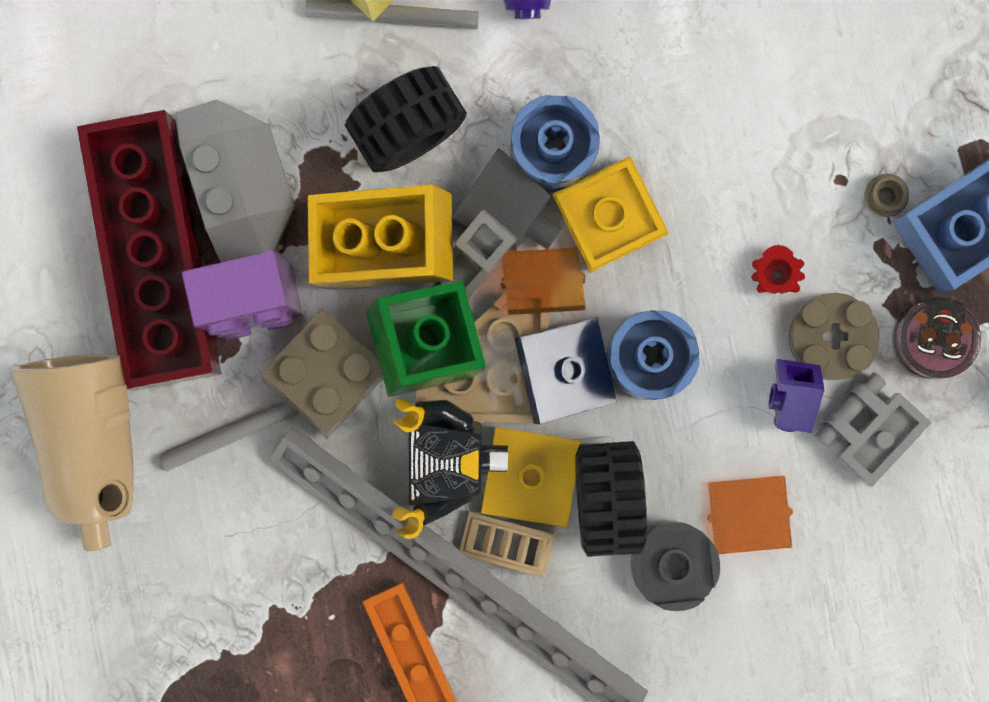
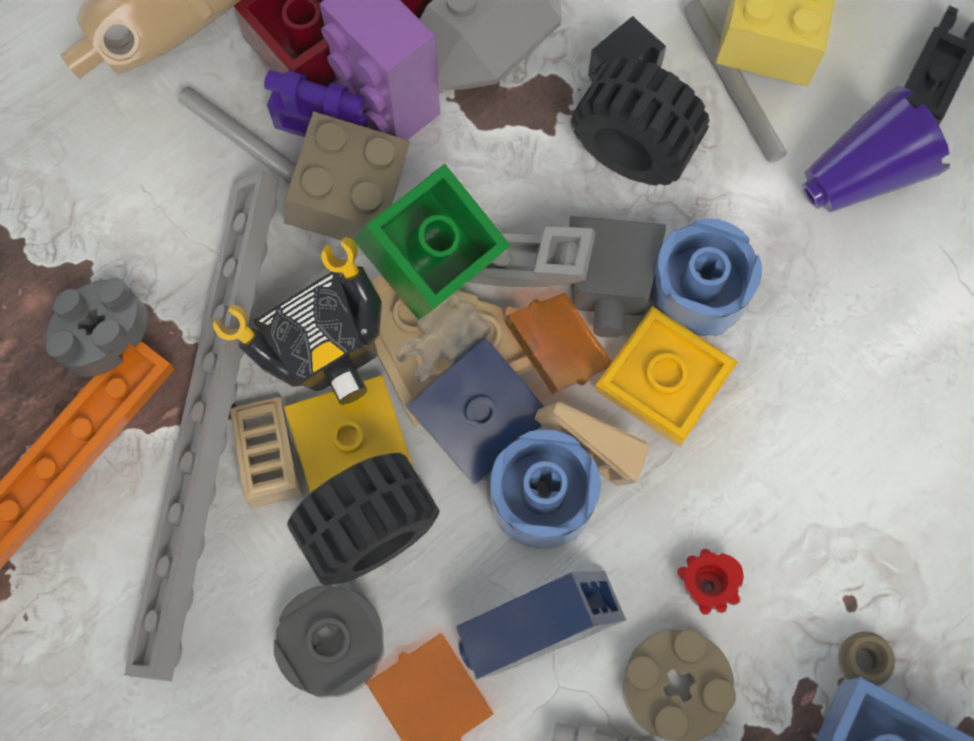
camera: 65 degrees right, 15 degrees down
(246, 369) = (296, 98): none -> dark purple plate
(324, 643) = (79, 310): none -> dark grey plate
(331, 93) = (627, 41): none -> black brick
(380, 237) = (512, 159): yellow brick -> none
(648, 291) = (613, 450): none -> tan slope
(745, 410) = (539, 622): none -> dark blue slope
(796, 395) = (588, 669): dark purple brick -> none

